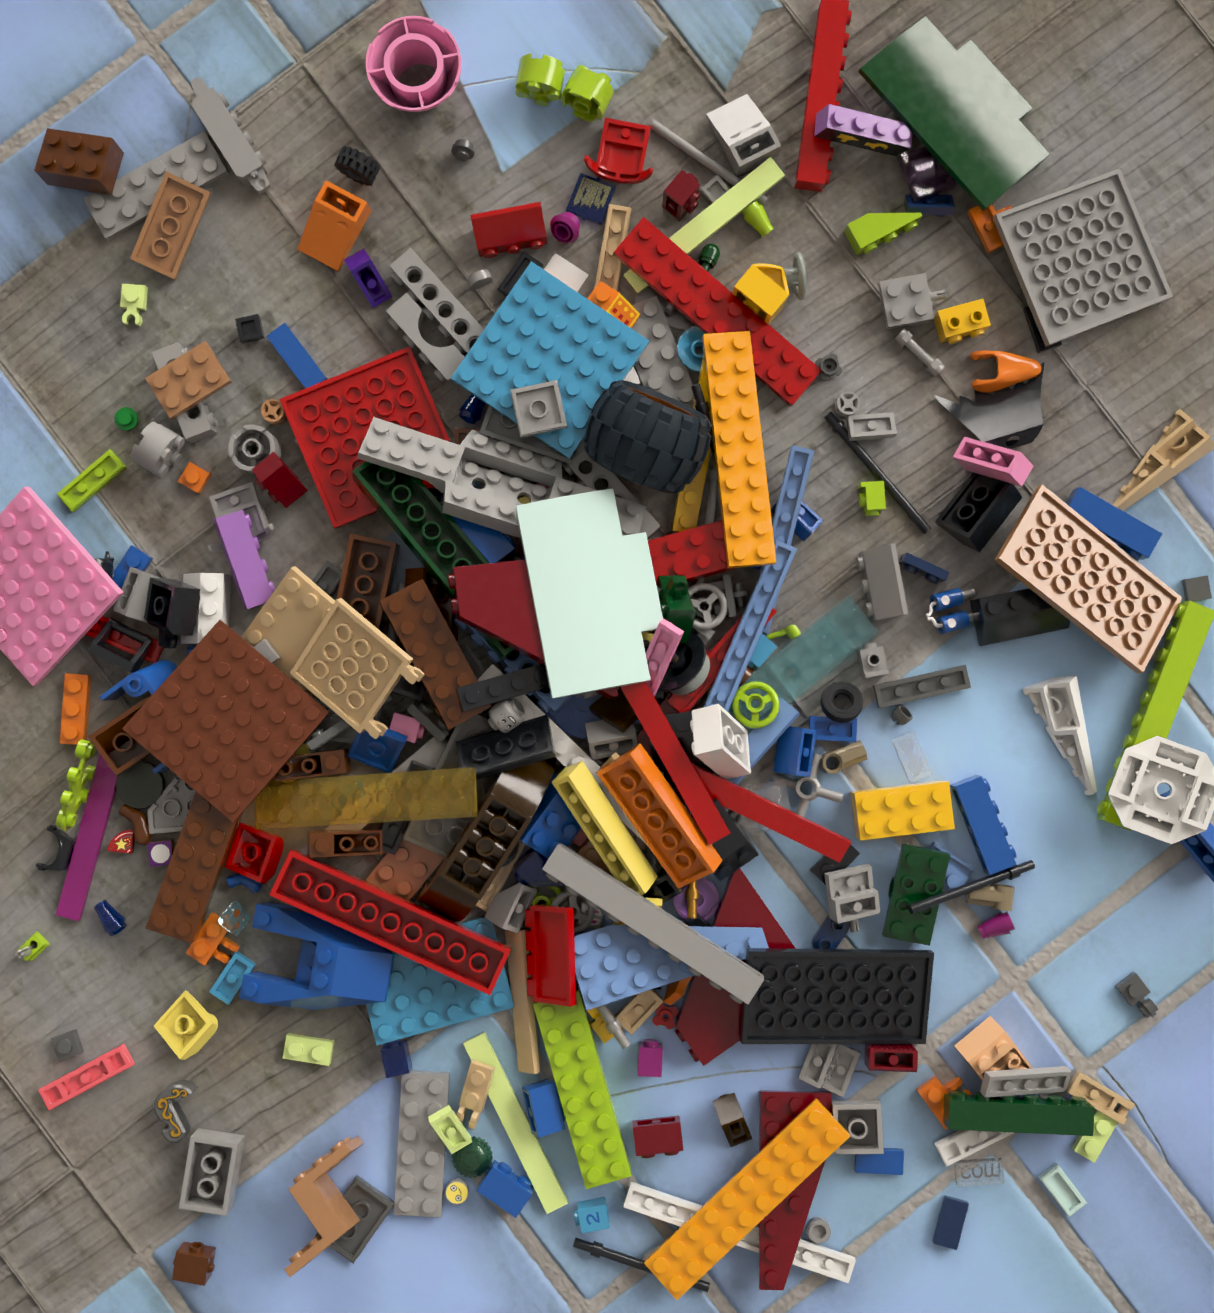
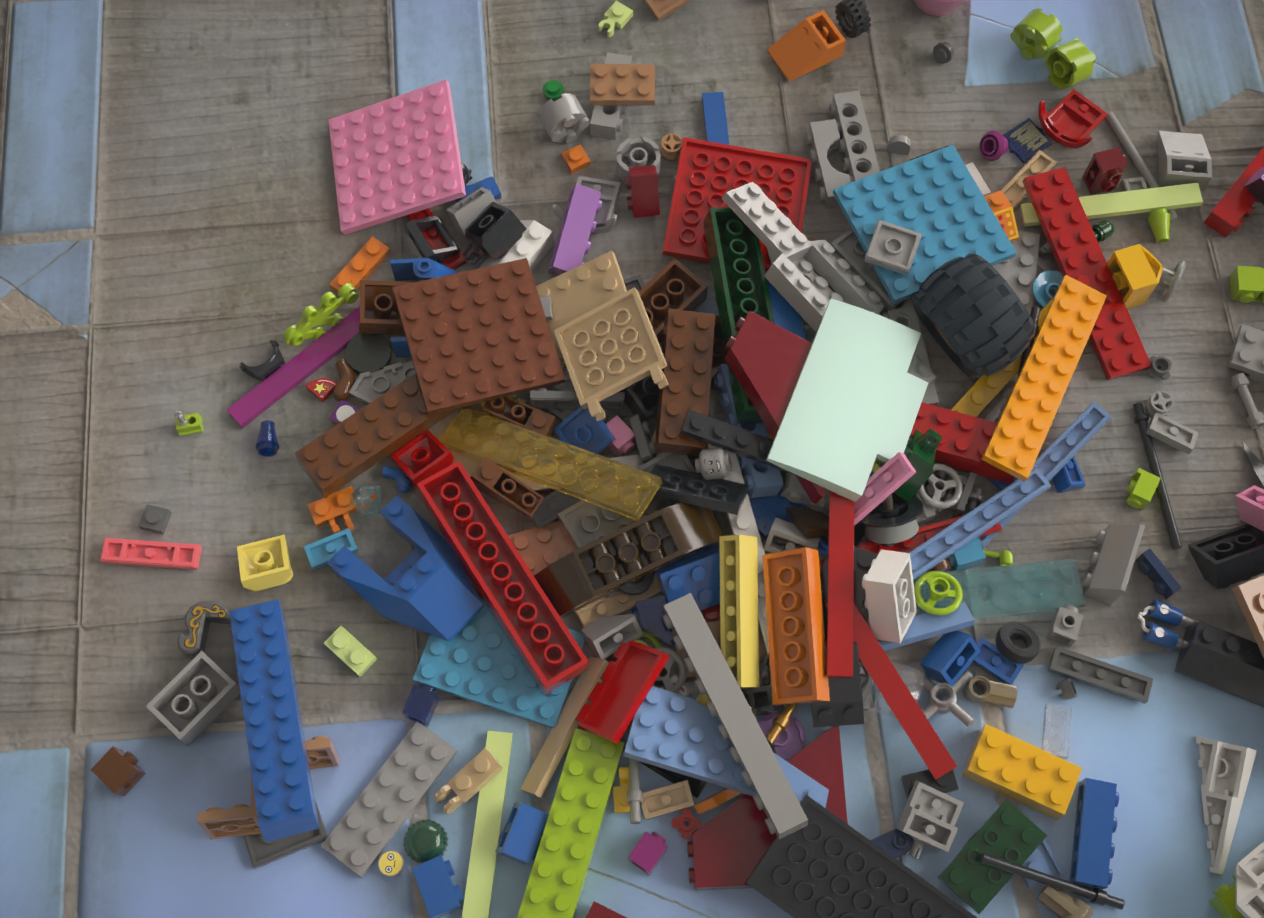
camera: 30 degrees right, 20 degrees down
(91, 480) = (495, 117): lime tile -> none
(249, 328) = (692, 81): black plate -> none
(289, 1160) = (273, 722): none -> blue brick
(368, 278) = (810, 96): dark purple slope -> none
(450, 1129) = (426, 796): yellowish green plate -> none
(471, 409) = (833, 230): clear blue cone -> none
(509, 230) = (947, 120): red slope -> none

